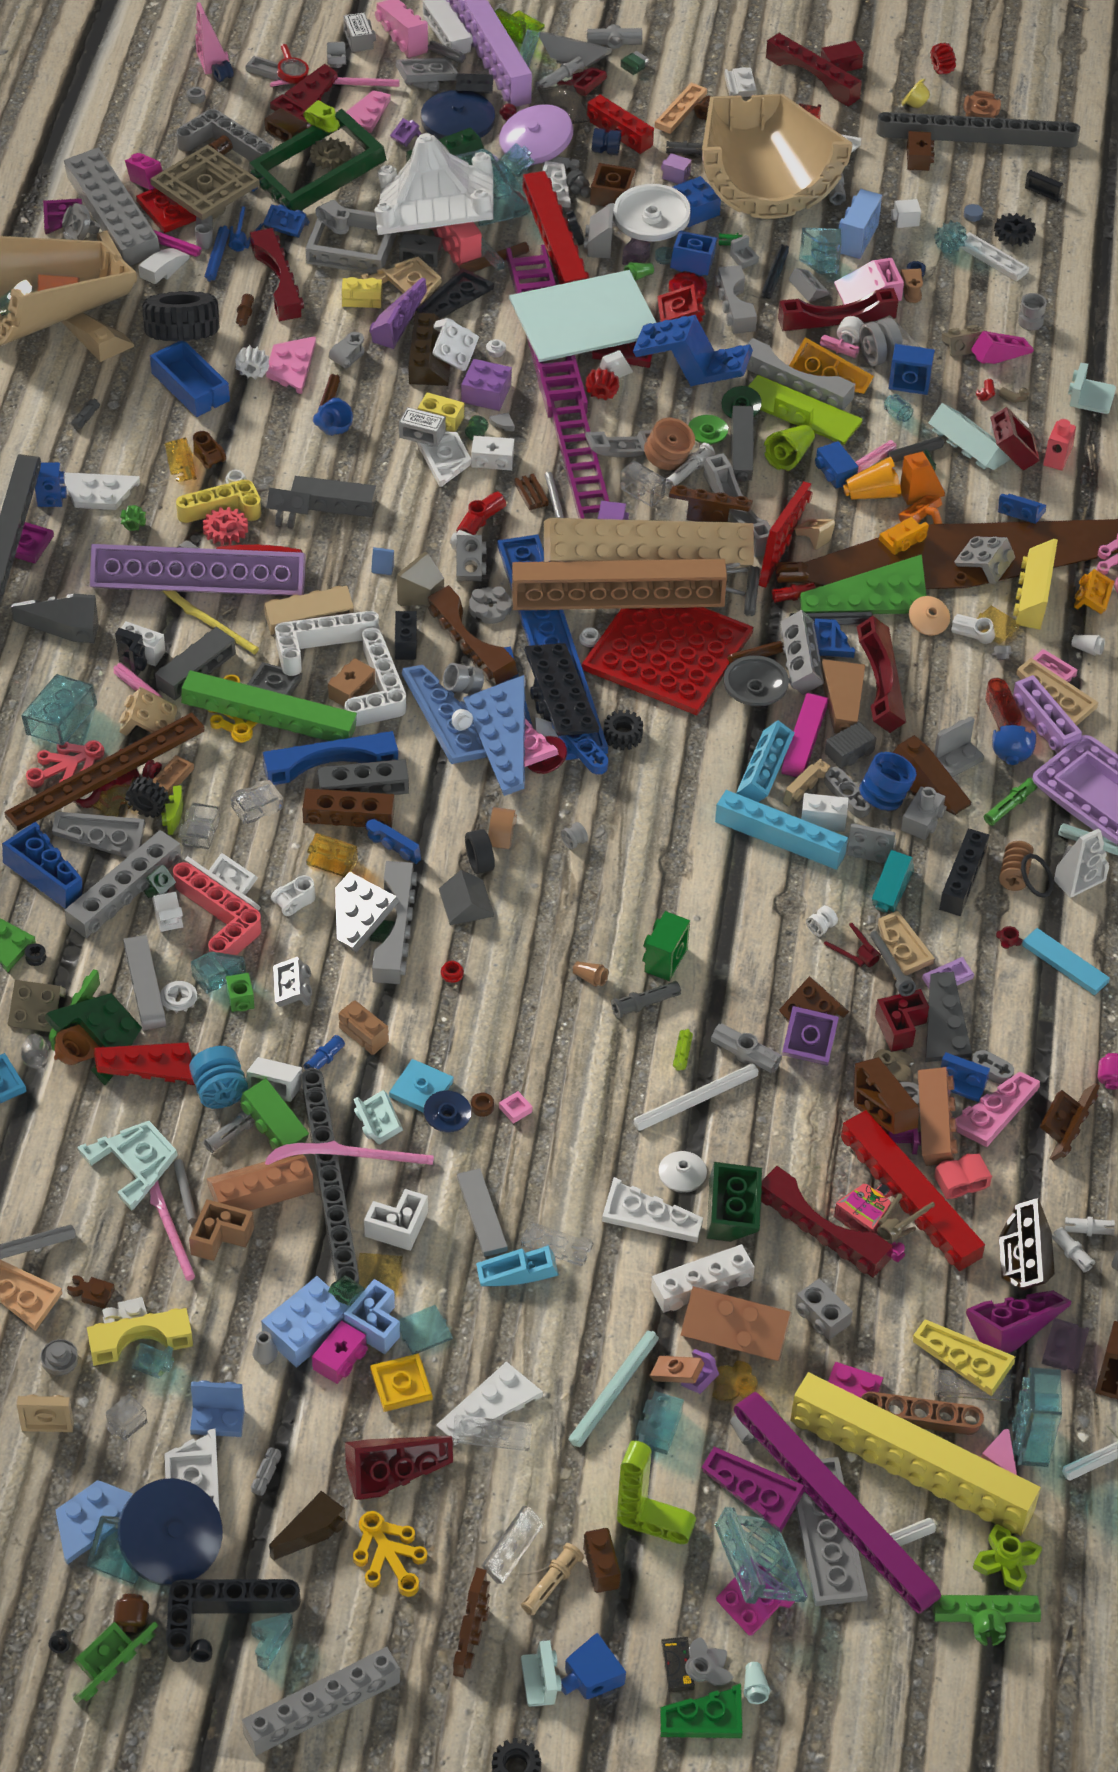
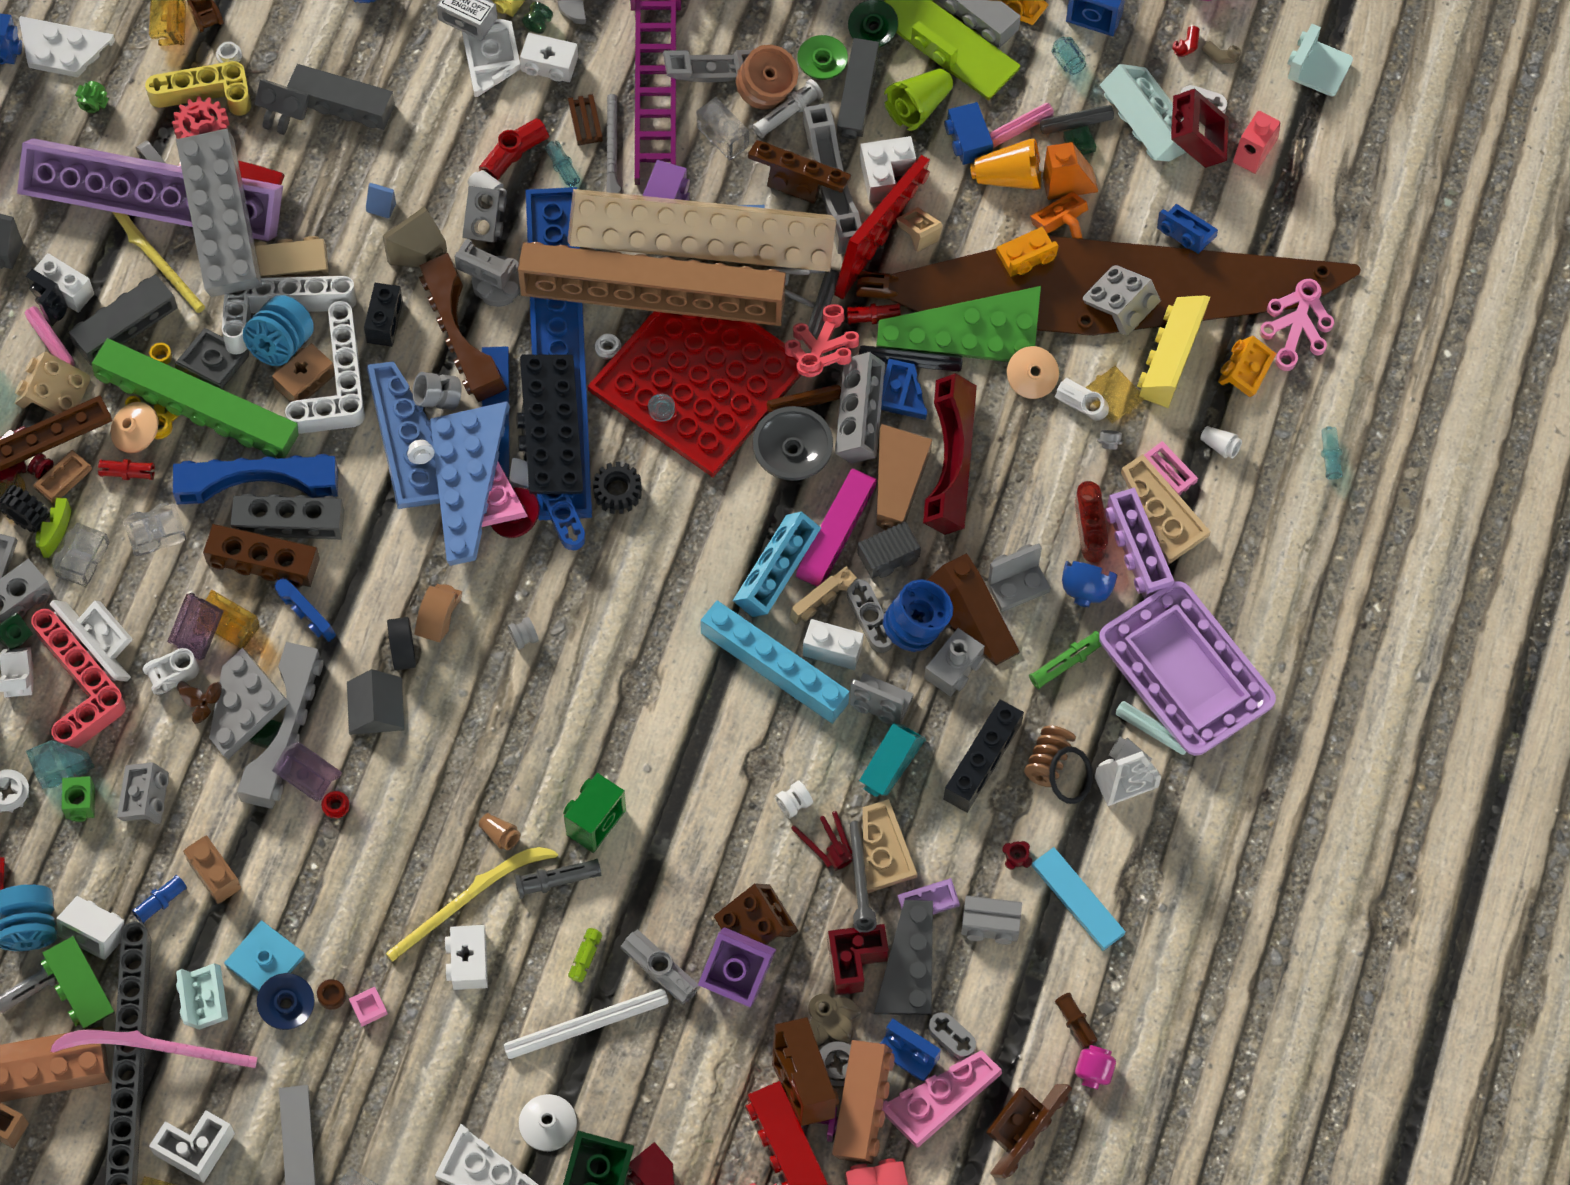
camera: 10 degrees right, 15 degrees up
(223, 764) = (126, 469): none -> red pin
(226, 740) = (141, 431): none -> light nougat dish
(263, 571) = (219, 212): none -> light grey brick
(308, 859) = (195, 625): none -> plate
(320, 906) = (194, 697): none -> reddish brown plant
(326, 651) = (278, 330): none -> dark azure wheel
(425, 946) = (306, 770): none -> clear purple panel
(479, 592) = (483, 265): none -> light grey hinge
(521, 521) = (562, 163): none -> clear light blue axle
(583, 1012) = (480, 883): none -> light yellow piece
(589, 1062) = (470, 973): none -> white brick
(645, 669) = (661, 407): none -> clear light blue tile
(758, 621) = (812, 363): none -> coral plant
(775, 492) = (883, 162): none -> white brick
(1001, 981) = (991, 919): none -> light grey brick
(1086, 1041) = (1076, 1020): none -> reddish brown axle

